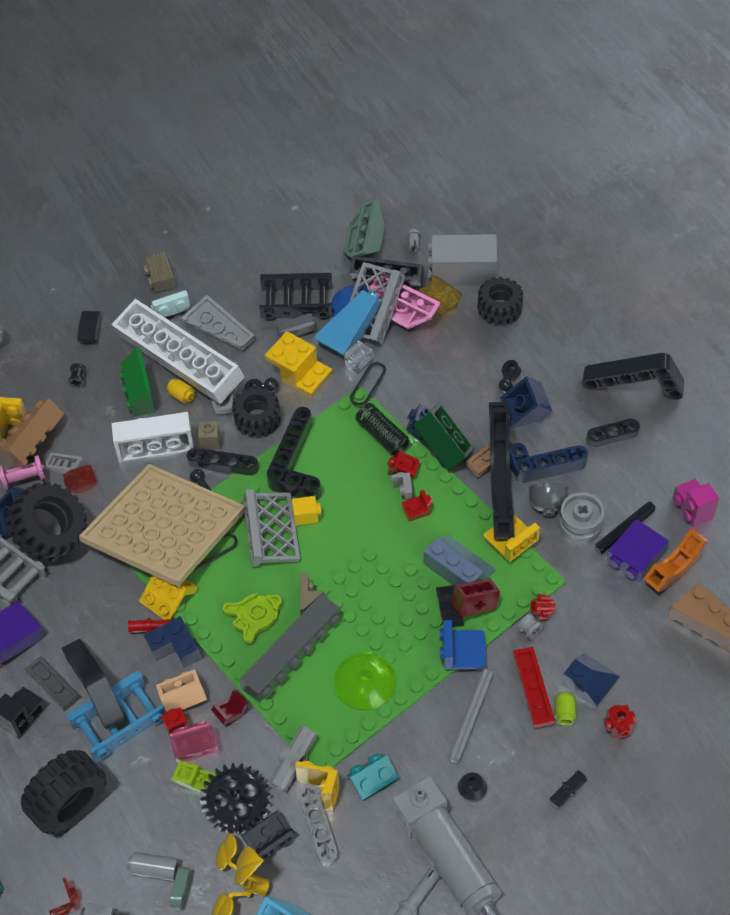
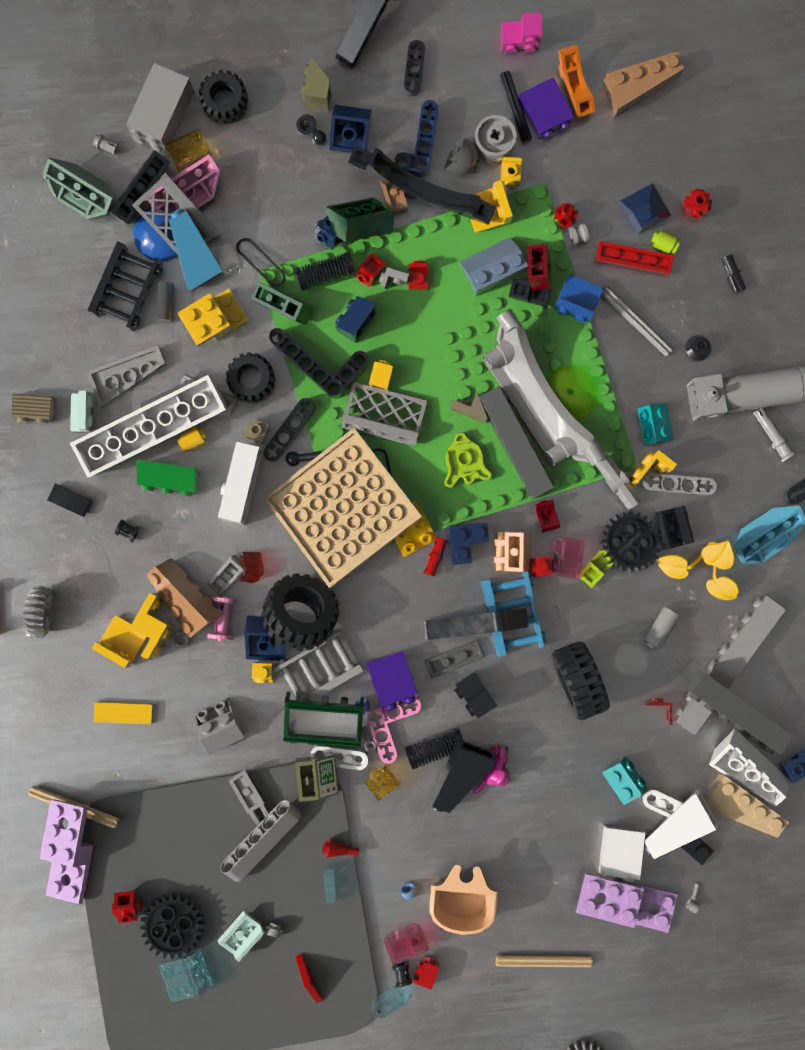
camera: 70 degrees left, 30 degrees up
(180, 888) = (688, 613): sand green beam -> none
(270, 383) = (221, 352): black plate -> none
(336, 410) = (282, 303): none -> dark green slope
(345, 643) = (533, 398): none -> light grey panel
(349, 471) = (356, 318): none -> dark blue slope
(547, 360) = (317, 88): none -> olive slope
(559, 545) = (511, 164): none -> yellow brick

